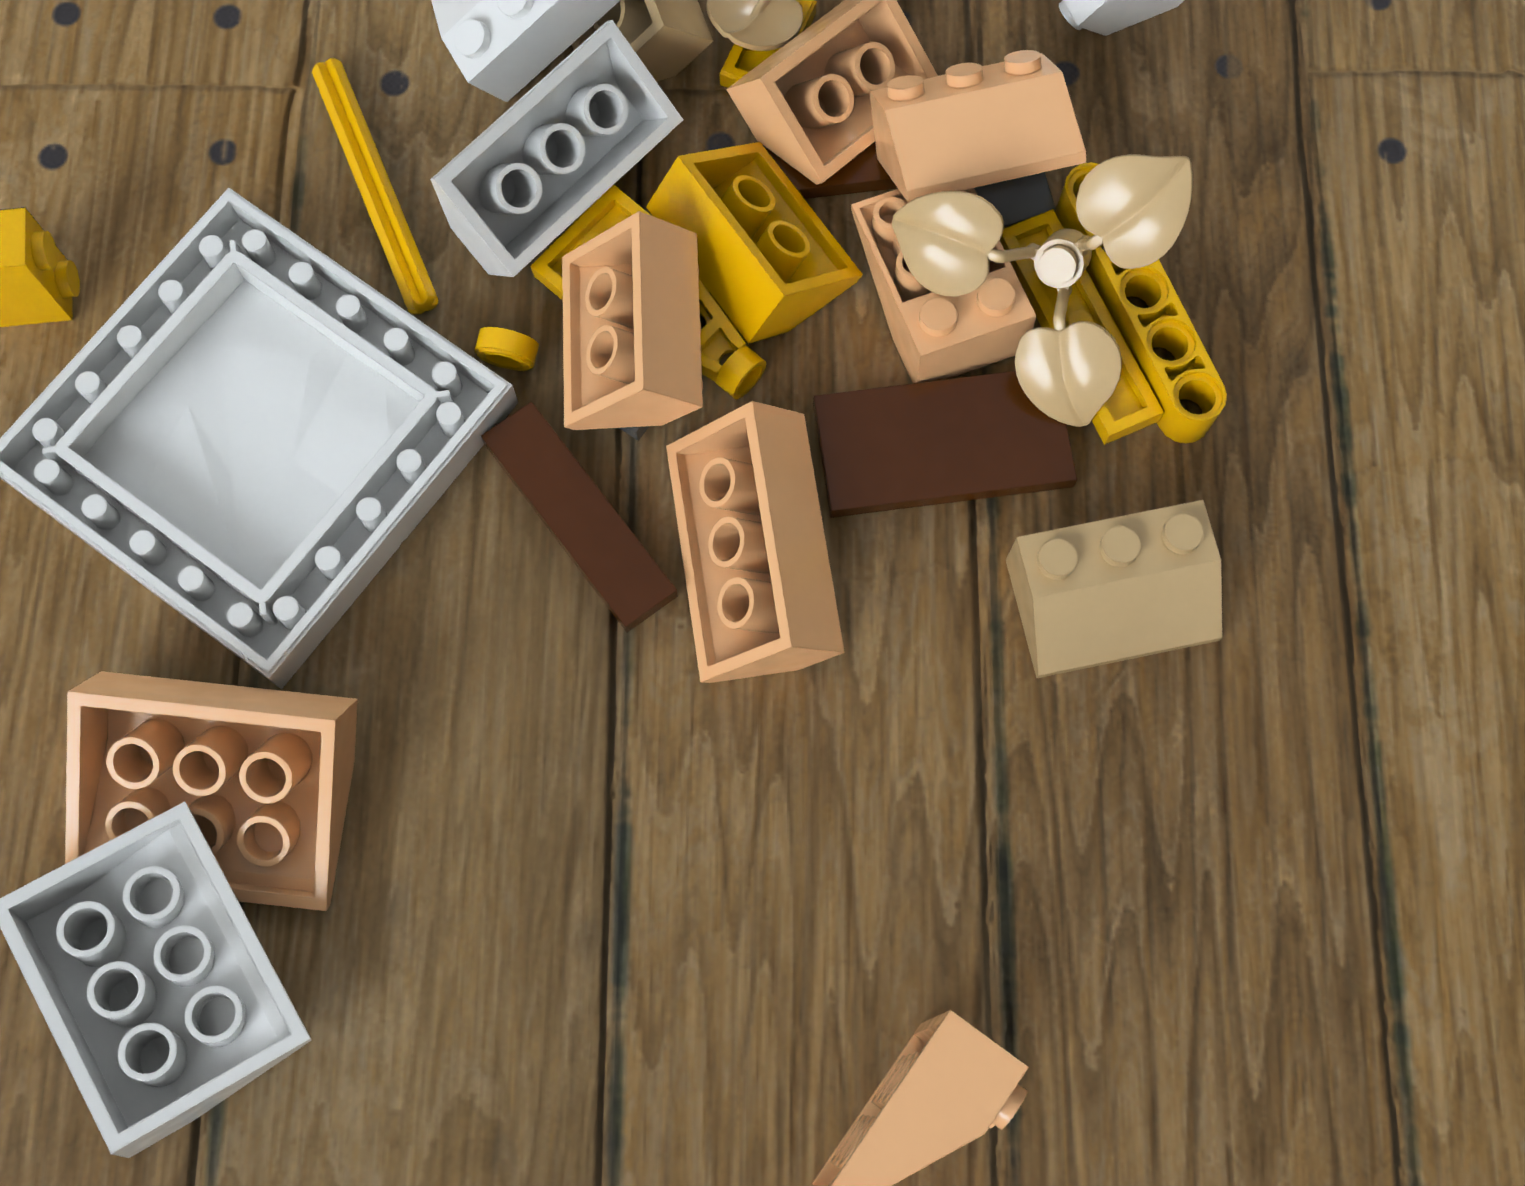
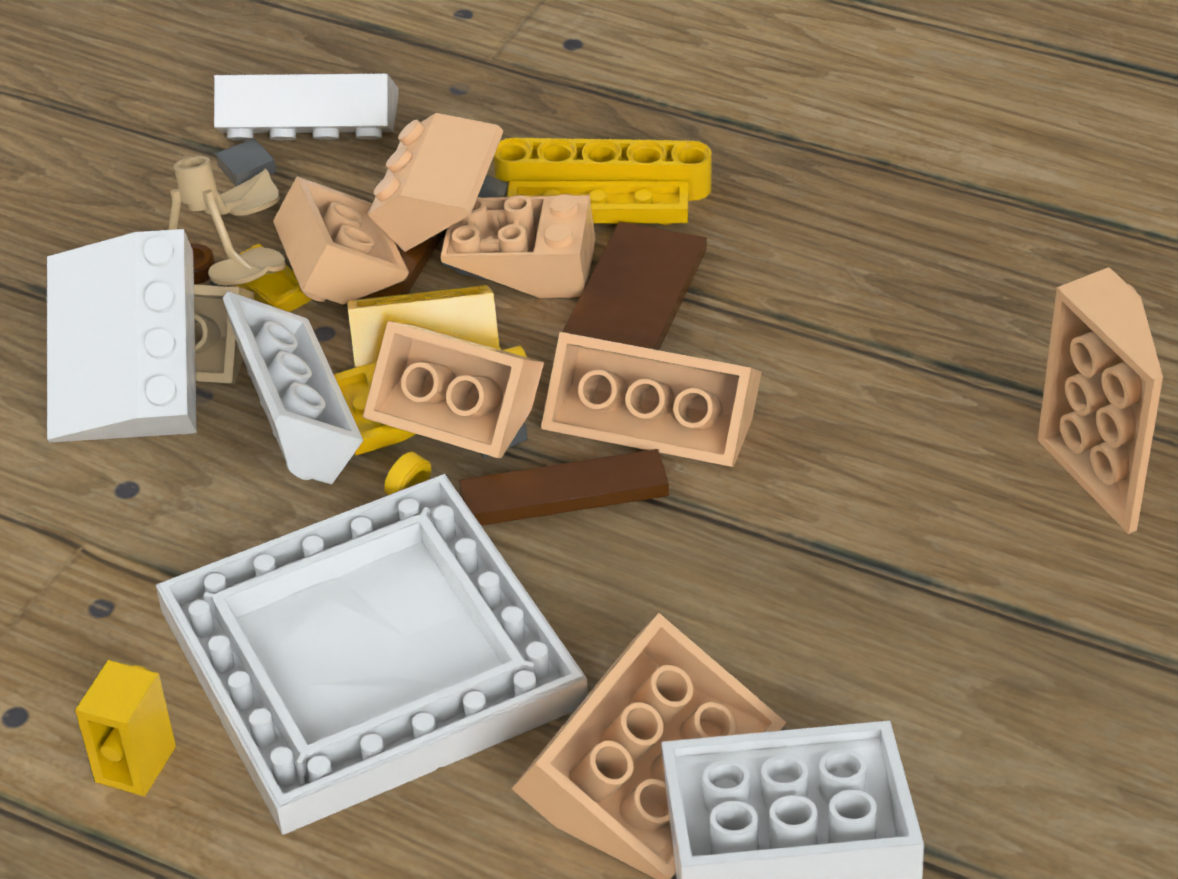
camera: 60 degrees left, 30 degrees down
(375, 187) = (203, 517): yellow axle -> none
(1118, 588) = (793, 243): tan slope -> none
(1132, 208) = (523, 192): tan plant -> none

